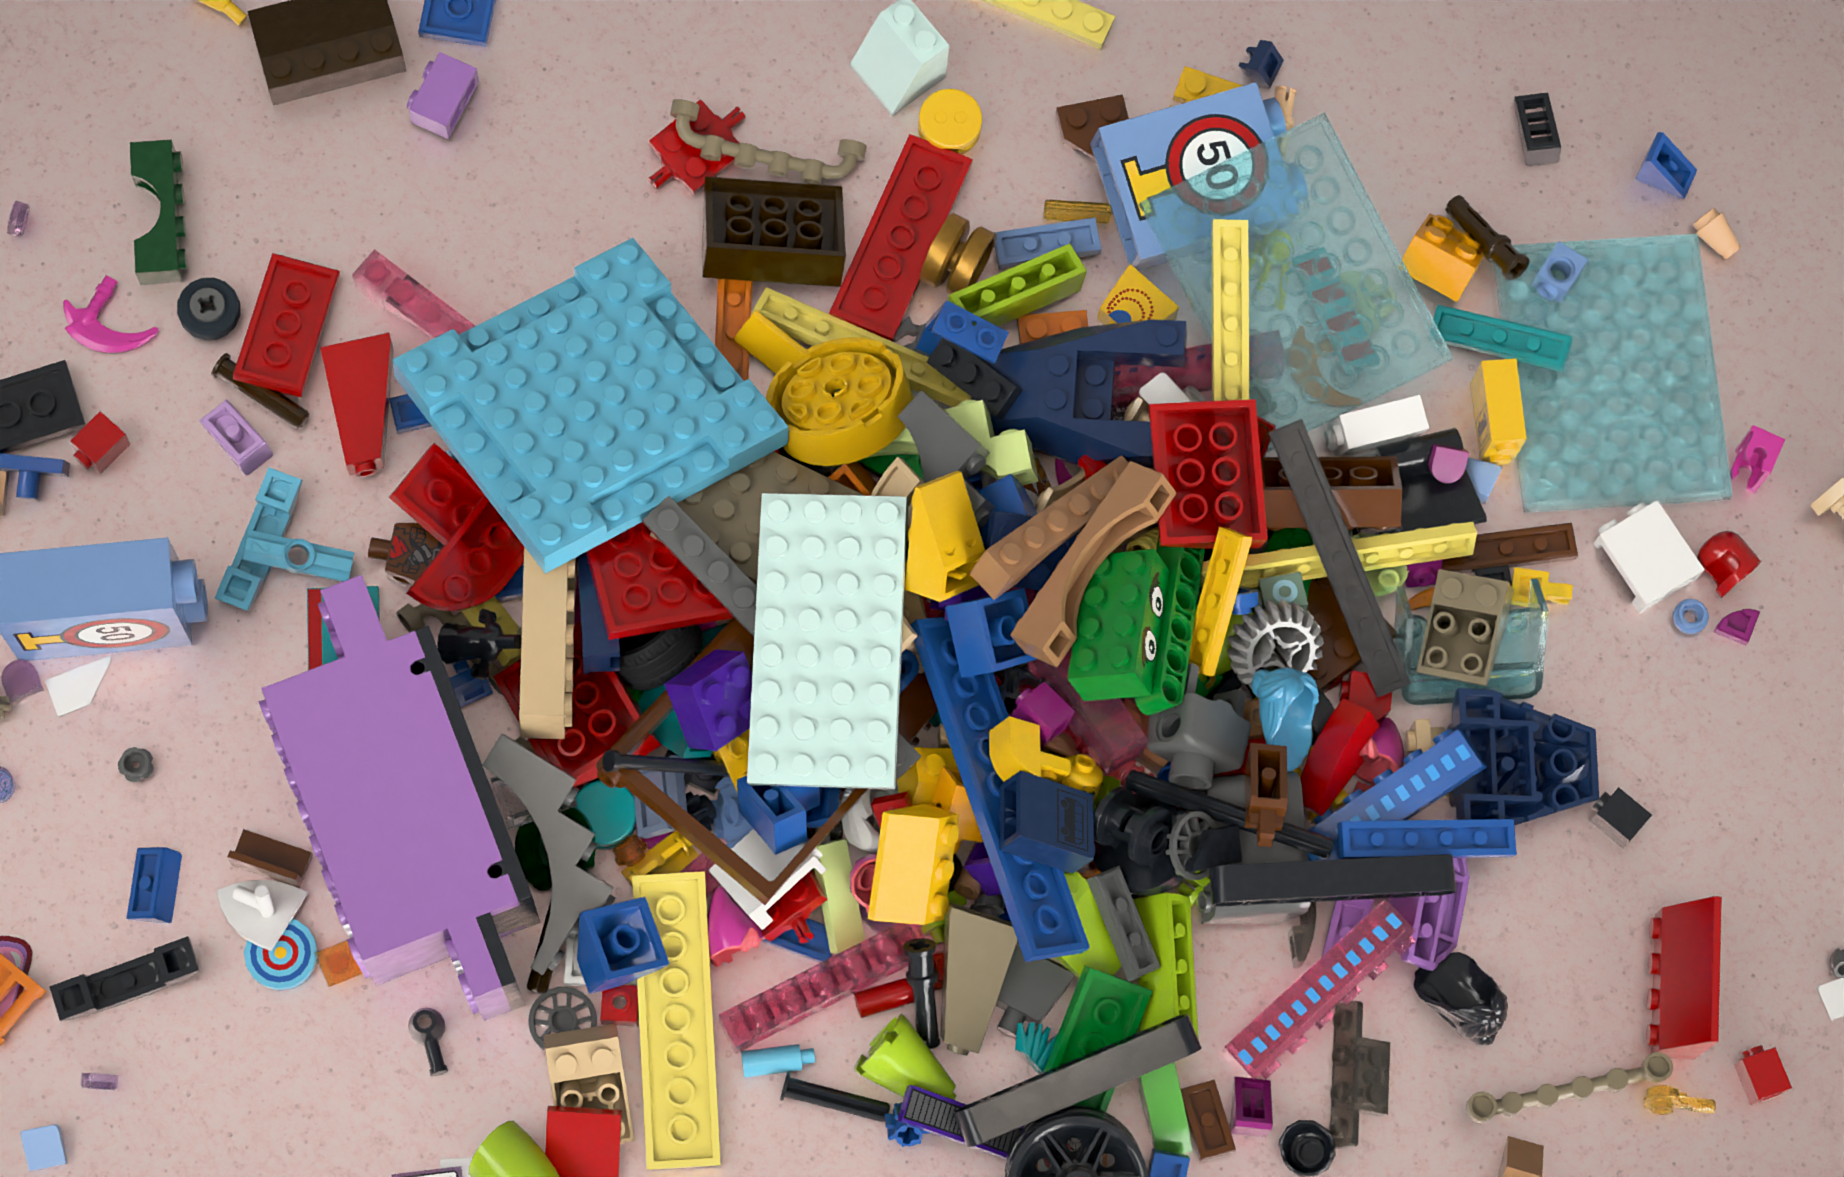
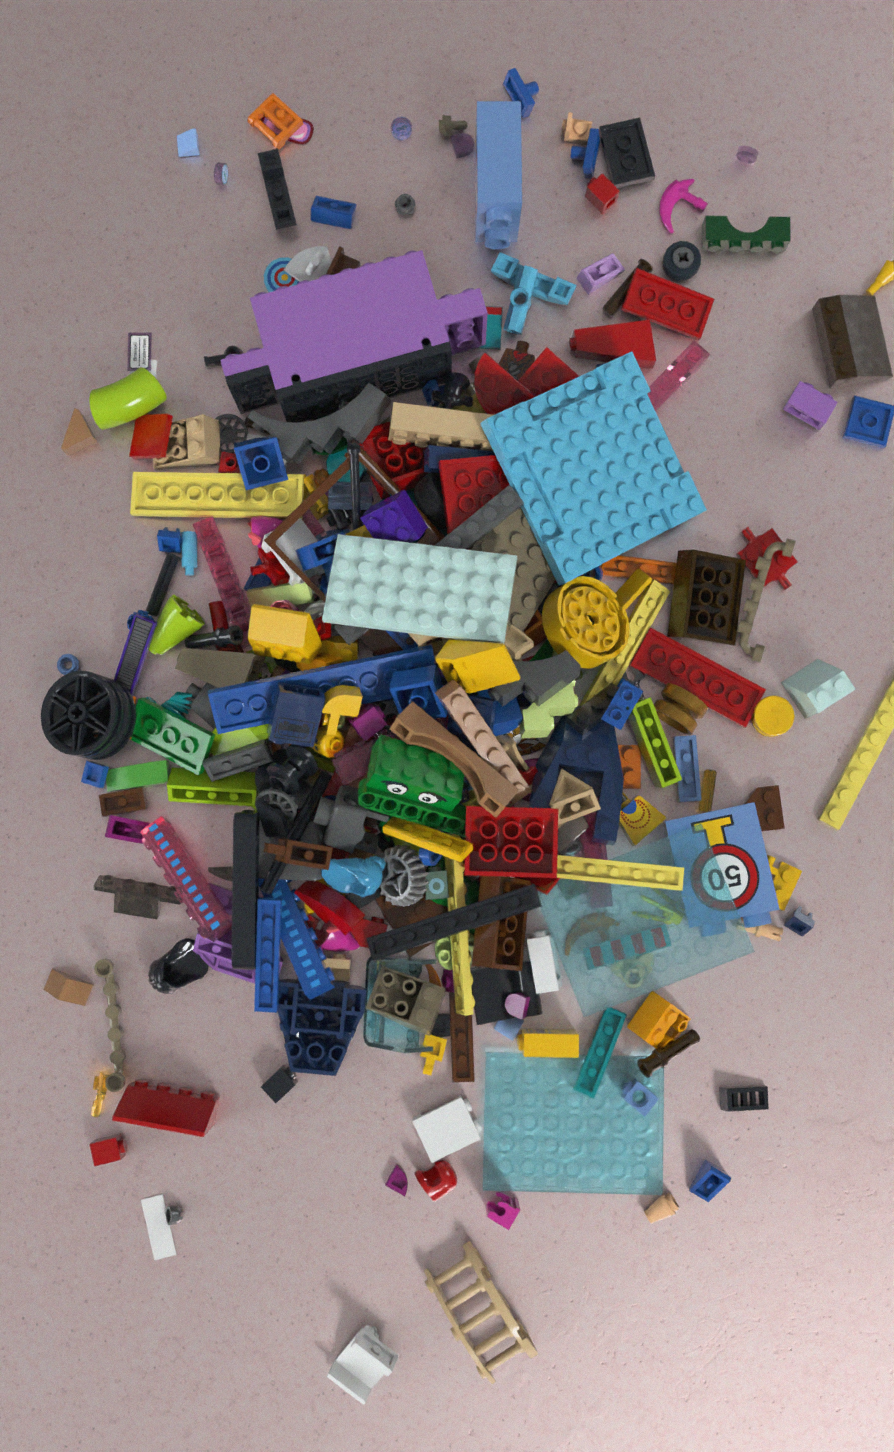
camera: 100 degrees right, 10 degrees up
(76, 687) = (456, 176): white sticker -> none
(760, 1093) = (169, 540): none -> blue tile
(1077, 1080) = (145, 722): beam -> none
(1124, 390) = (572, 798): none -> tan slope
(1307, 1148) = (97, 859): black hair -> none
(1694, 607) = (406, 1157): medium blue plate -> none

